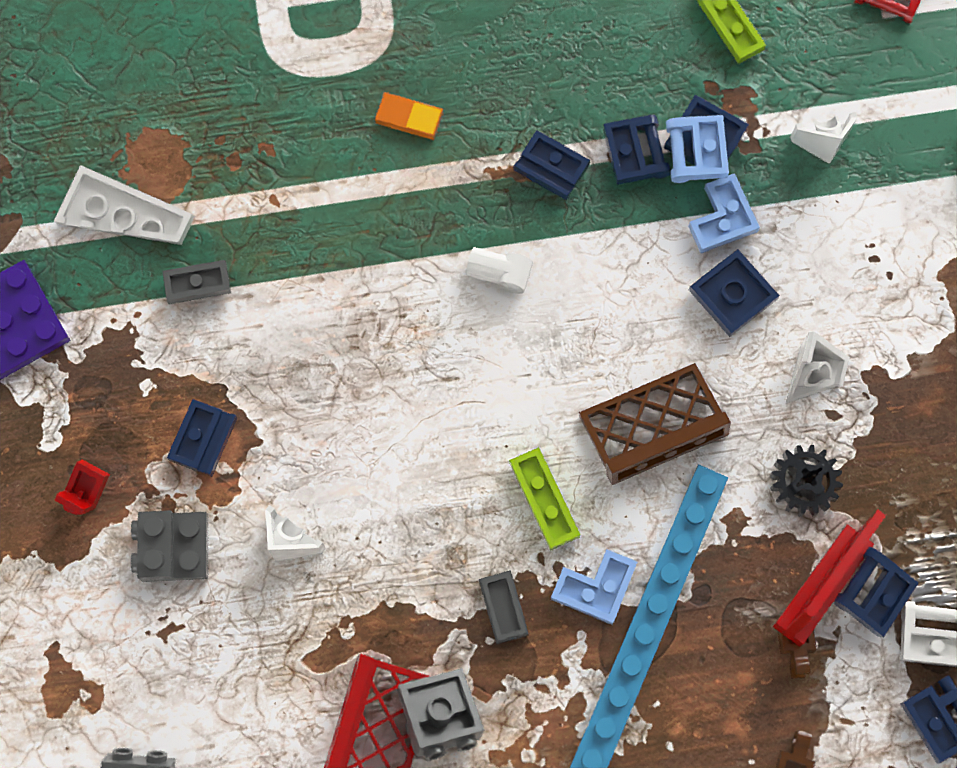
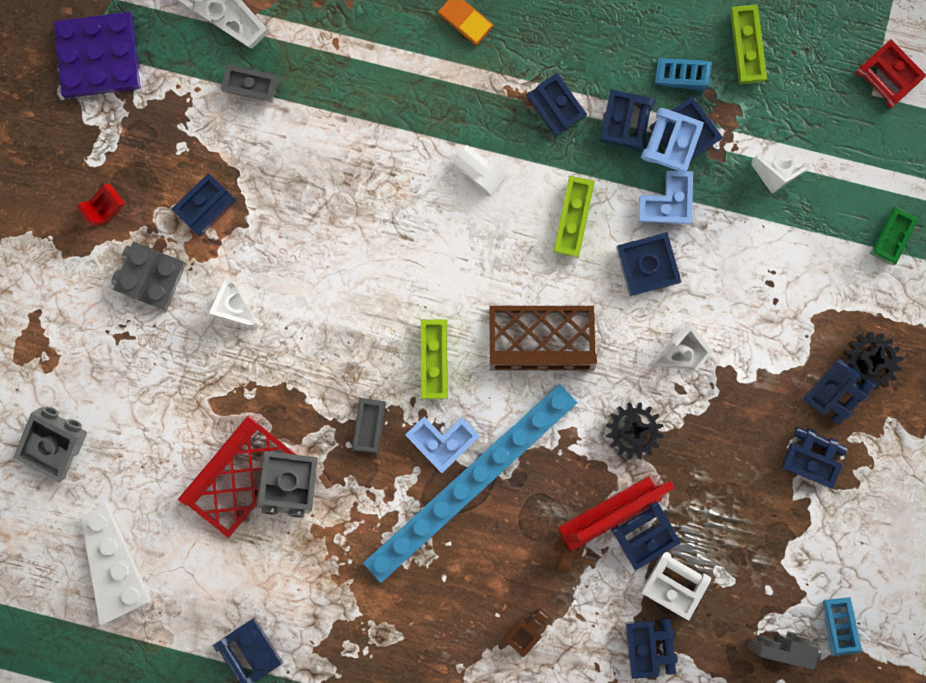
camera: 25 degrees right, 10 degrees up
(627, 276) = (573, 216): none -> lime plate
(681, 63) = (693, 65): none -> dark azure slope

